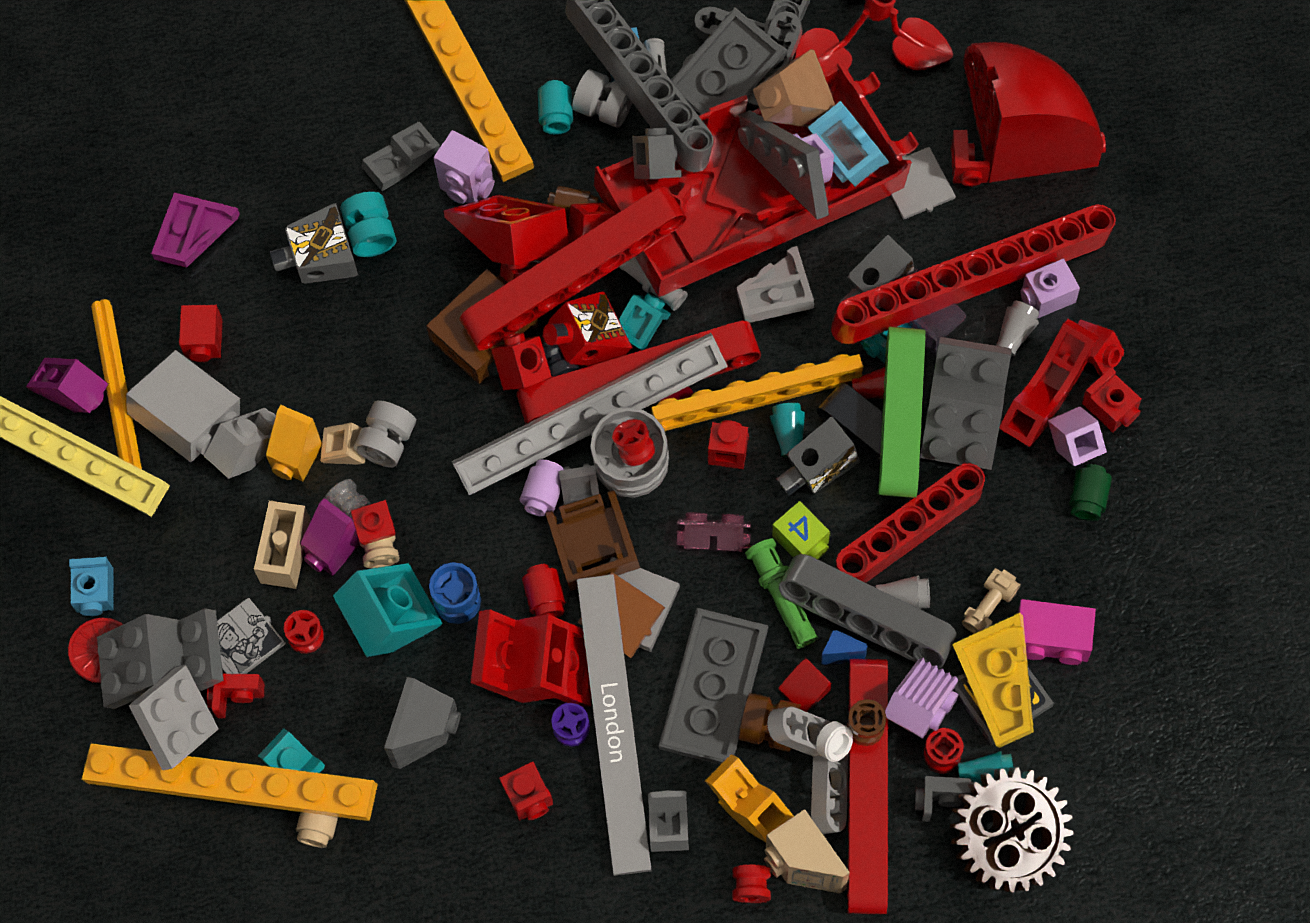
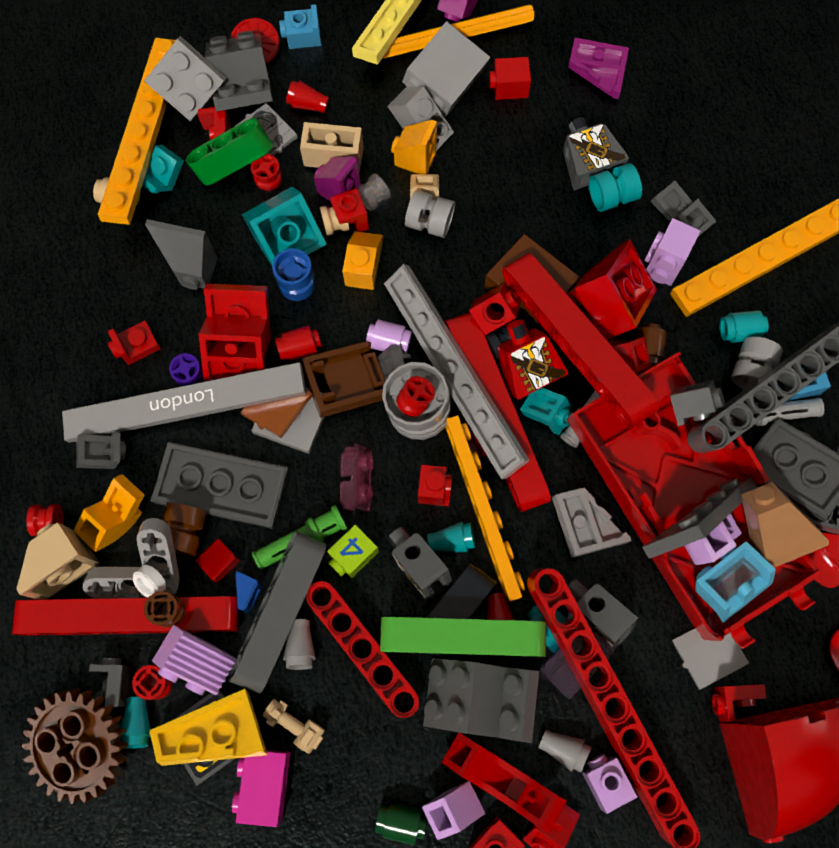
camera: 85 degrees right, 5 degrees up
(198, 584) = (305, 97): none -> red cone
(293, 680) = (229, 151): none -> green beam
(435, 515) = (362, 260): none -> light orange slope

